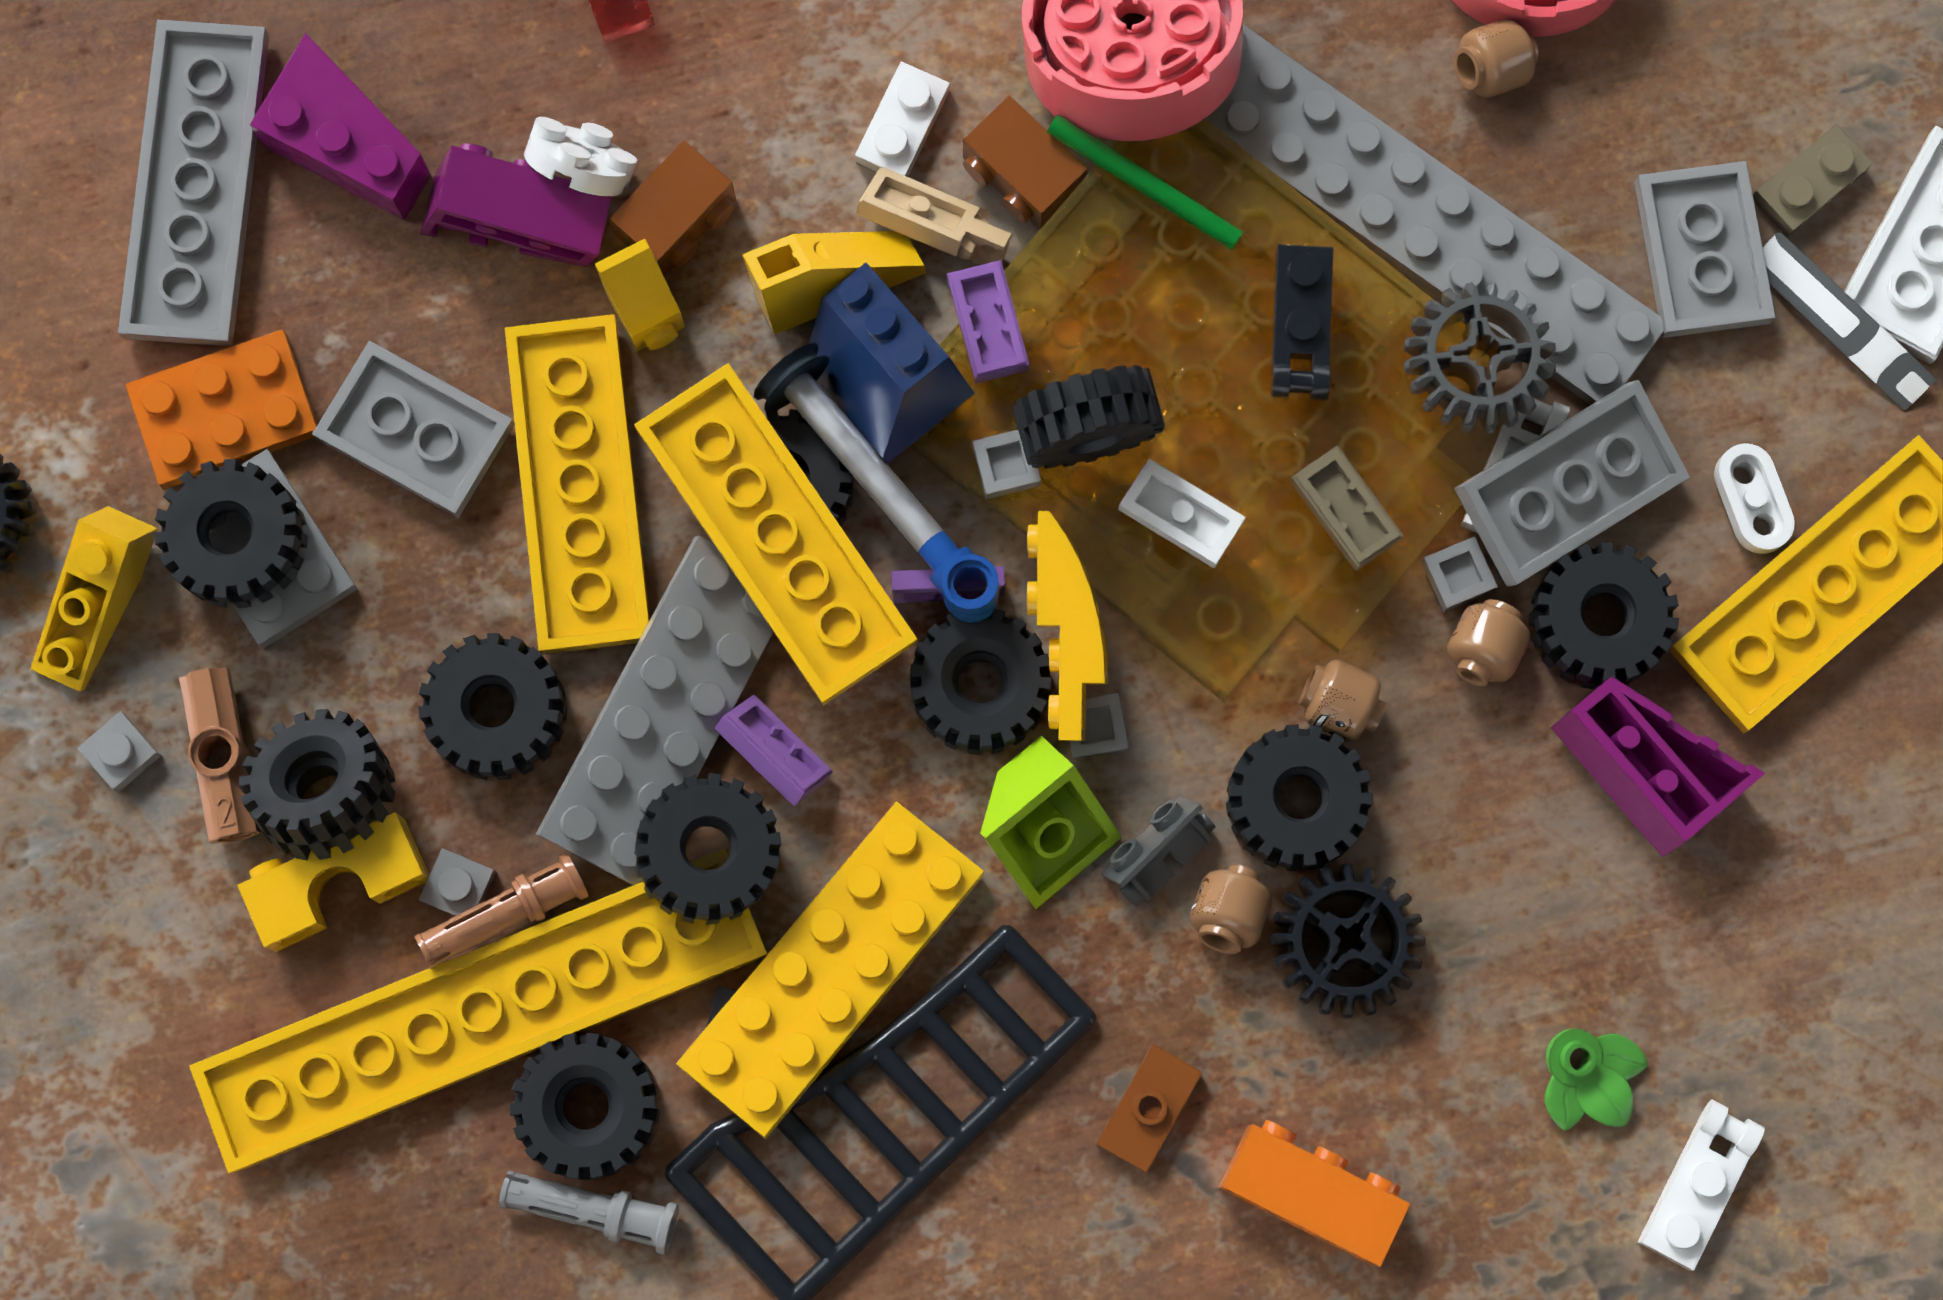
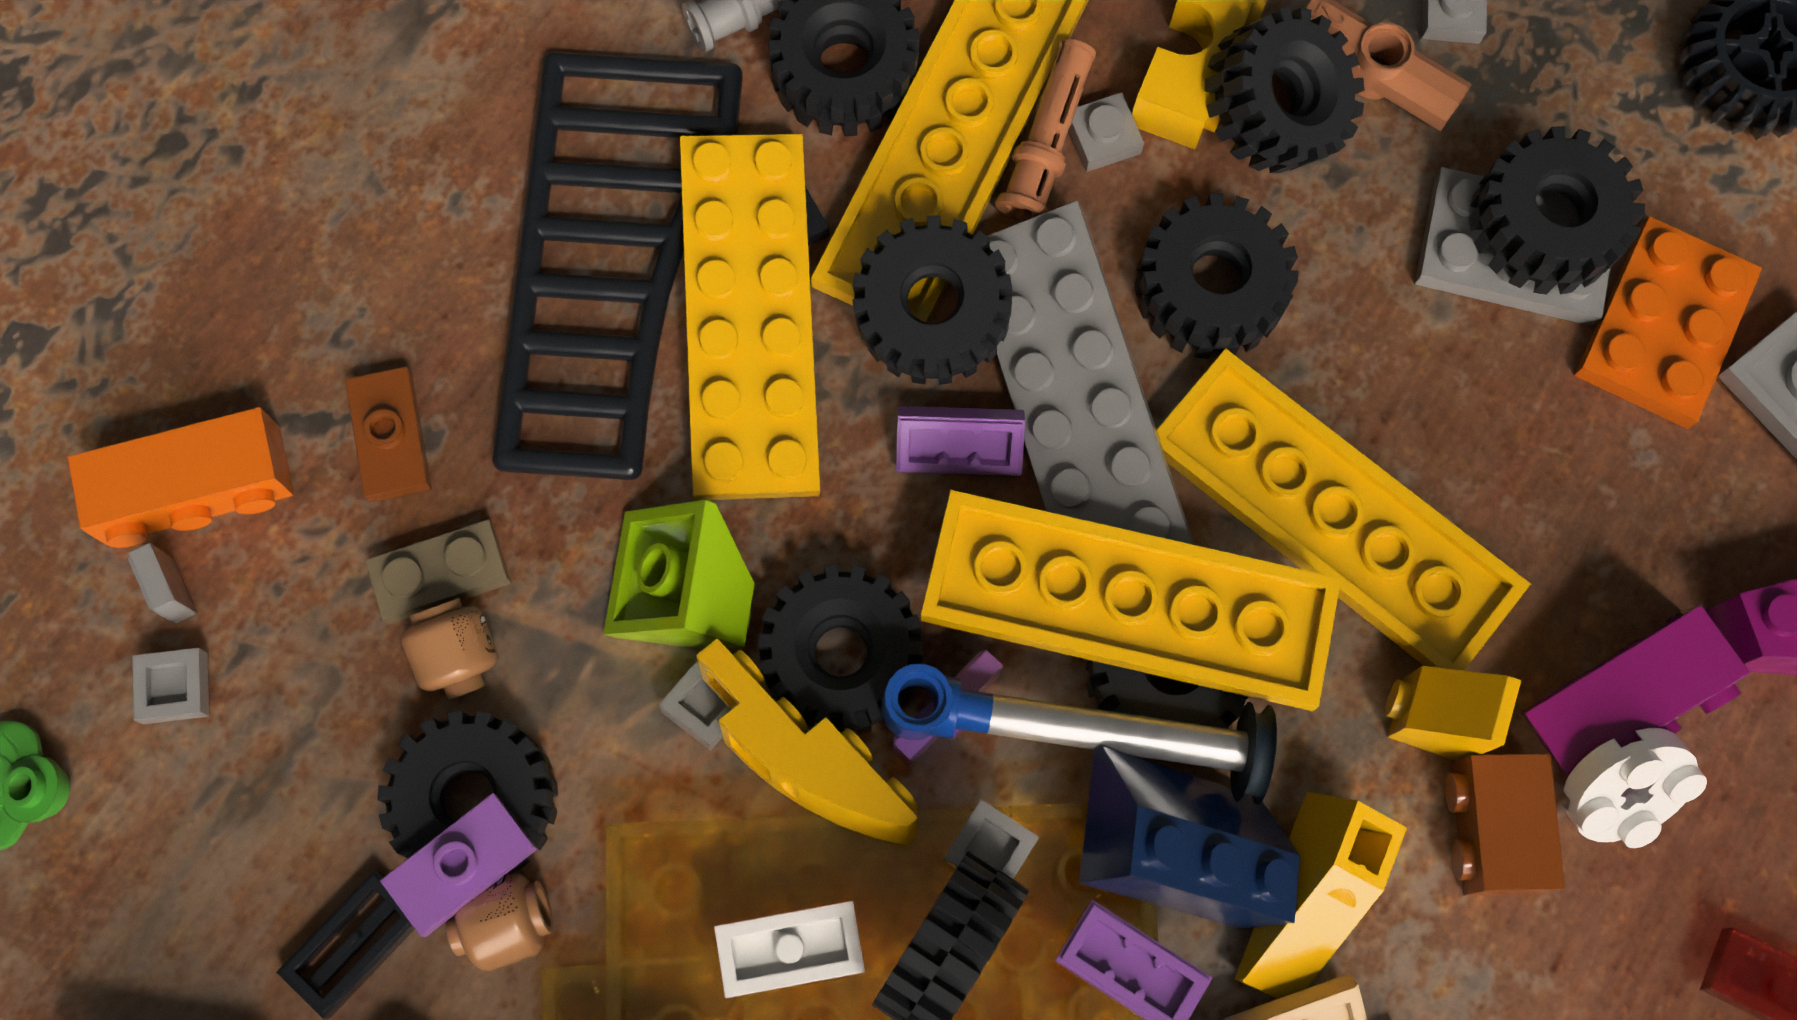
camera: 135 degrees right, 5 degrees down
(92, 594) = (1606, 91): yellow slope -> none
(413, 429) = (1510, 437): light grey plate -> none
(1138, 863) = (564, 618): dark grey hinge -> none
(1195, 977) = (437, 571): none -> dark tan plate
(1339, 746) = (458, 865): none -> medium lavender plate
(1368, 955) = (316, 661): black gear -> none
(1385, 1126) = (161, 583): none -> light grey tile
(1399, 782) = (310, 989): none -> black tile
(1433, 1049) = (170, 686): none -> light grey plate

